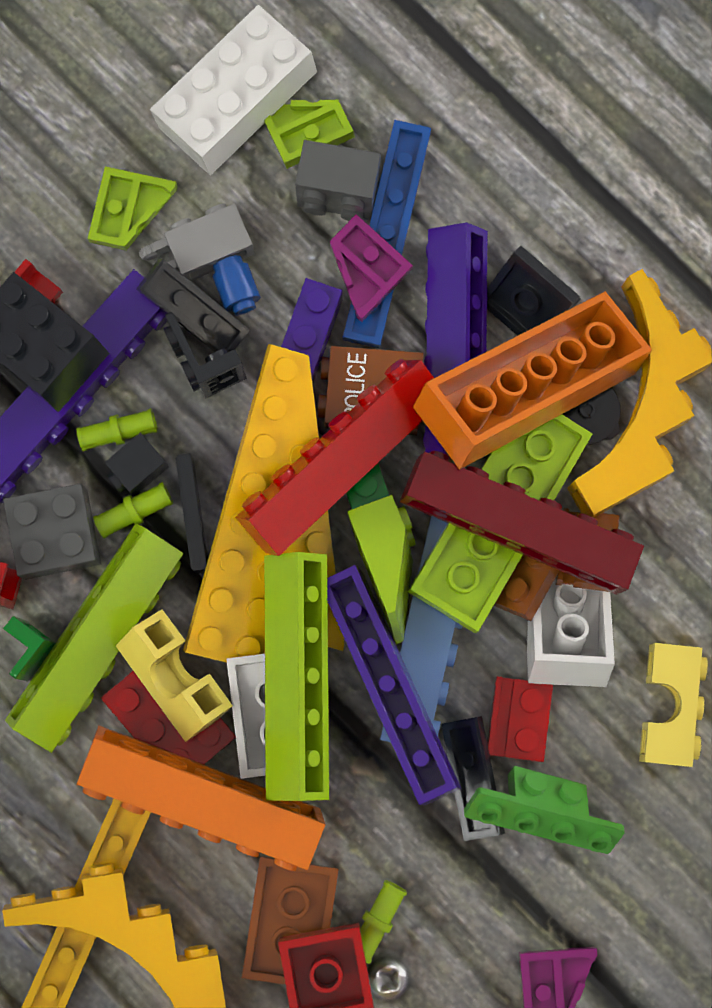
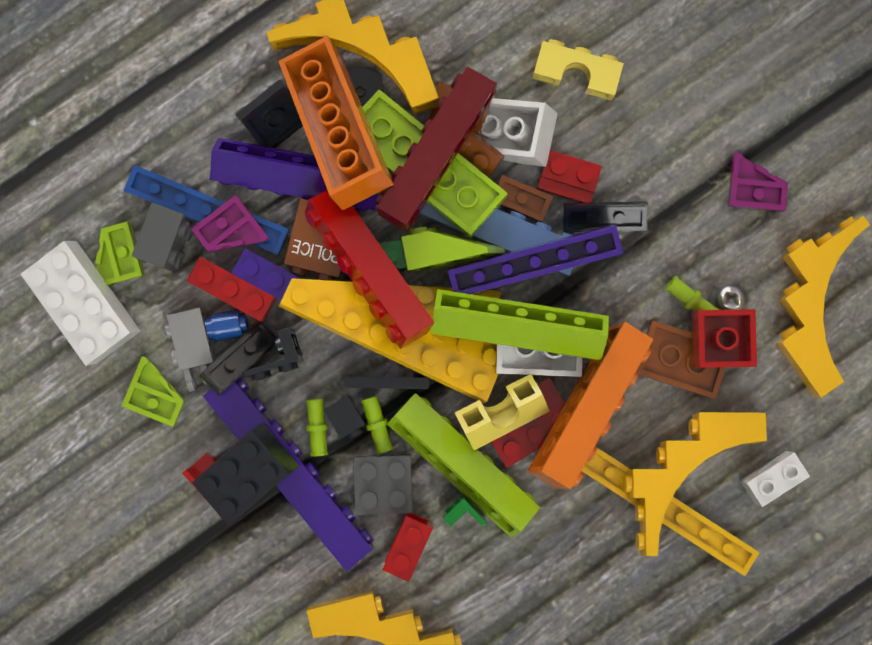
camera: 85 degrees left, 5 degrees up
(289, 266) = (232, 289): none -> red brick
(478, 660) = (525, 199): none -> dark orange plate
(546, 809) = (635, 168): bright green bracket -> none

